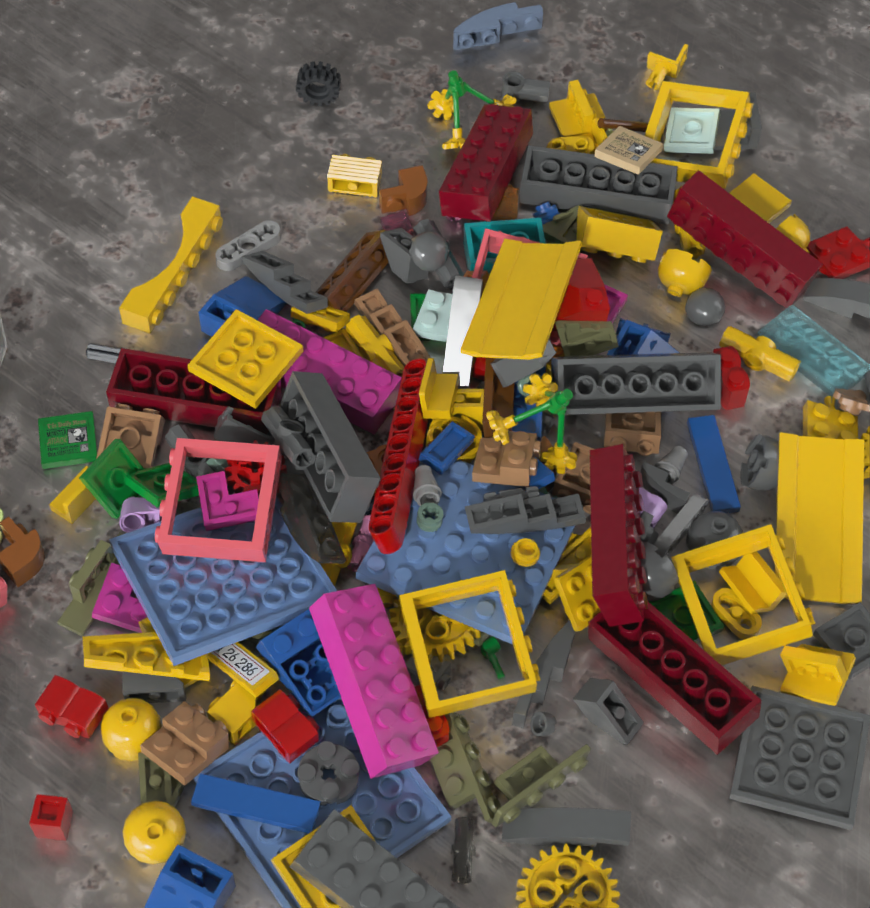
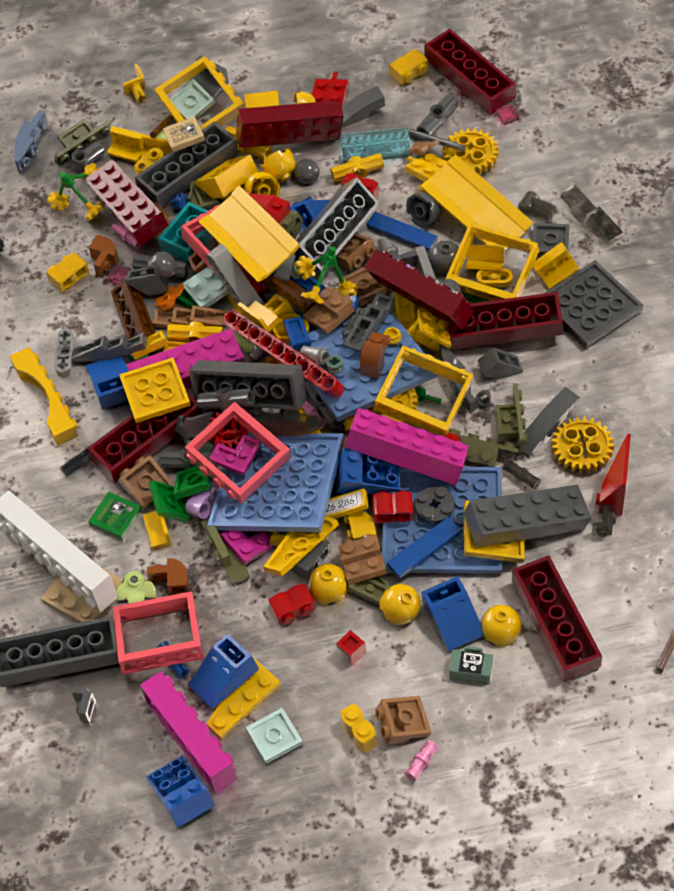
camera: 45 degrees left, 0 degrees up
(393, 292) = (167, 301): none -> orange plate
(470, 545) = (372, 355): none -> dark orange brick
(543, 63) = (77, 136): none -> olive bracket
(633, 275) = (262, 183): none -> yellow cylinder

